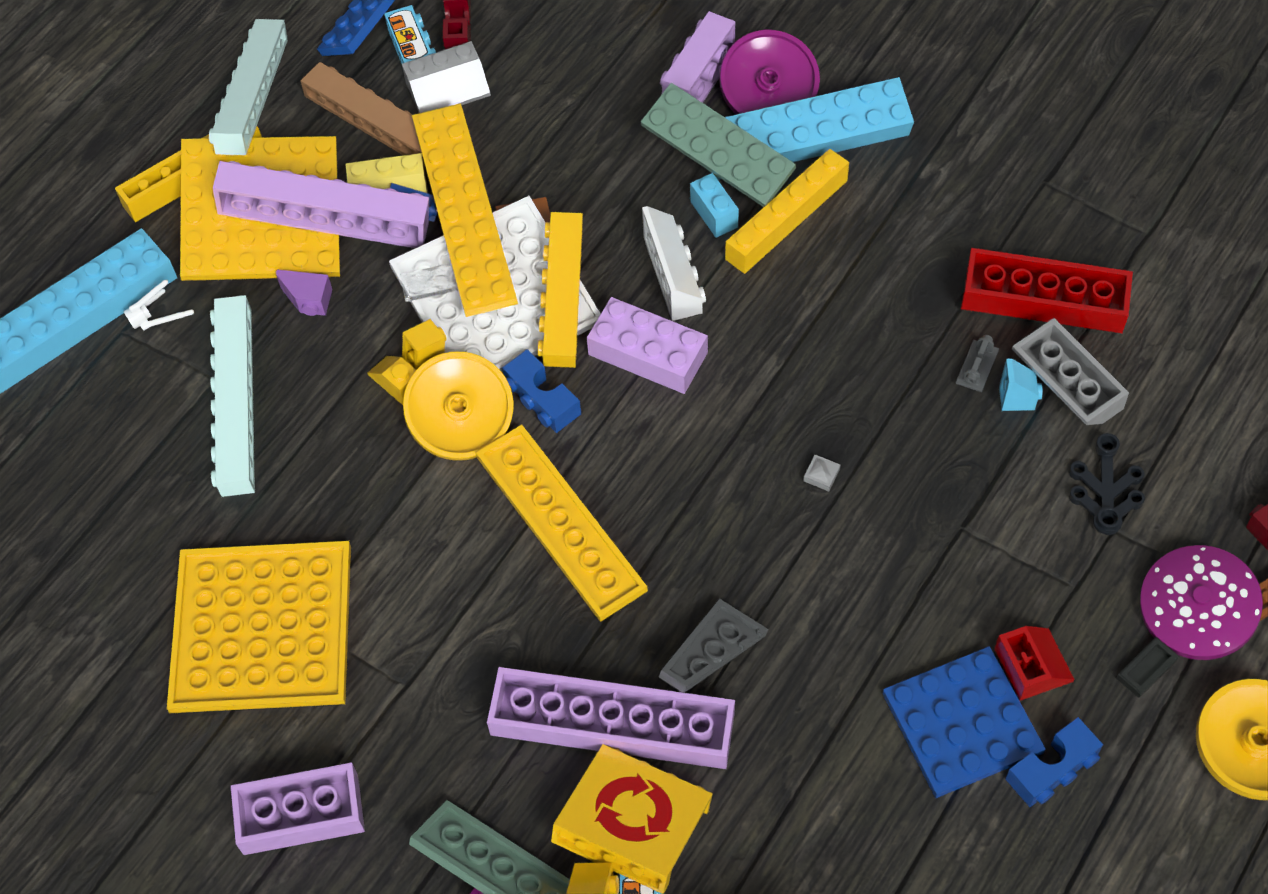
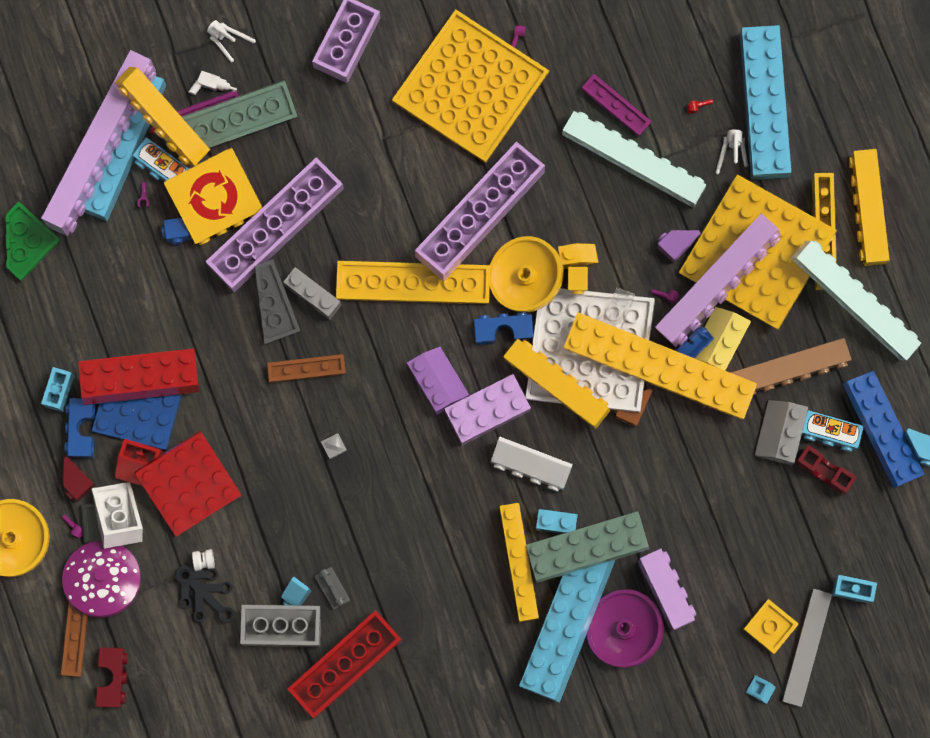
camera: 125 degrees right, 20 degrees up
(124, 379) = (693, 106): none -> red hand
(131, 149) = (869, 207): none -> yellow brick
(150, 622) = (519, 31): none -> magenta hand
(176, 455) = (616, 105): none -> magenta plate
(372, 262) = (672, 296): none -> magenta hand
(417, 497) = (479, 211): none -> lavender brick
(656, 418) = (437, 379): none -> medium lavender slope
(662, 615) = (313, 293): none -> light grey arch
(713, 837) = (175, 231): none -> blue brick
(758, 562) = (306, 368): none -> dark orange plate
(937, 730) = (138, 376): none -> red brick
(1007, 584) = (188, 483): none -> red plate
(1035, 823) = (58, 389): none -> medium azure brick
(1073, 510) = (208, 560): none -> white wheel
(1114, 639) = (117, 515): none -> white slope
(1120, 718) = (75, 481): none -> dark red slope
(1172, 677) = (77, 530): none -> magenta hand

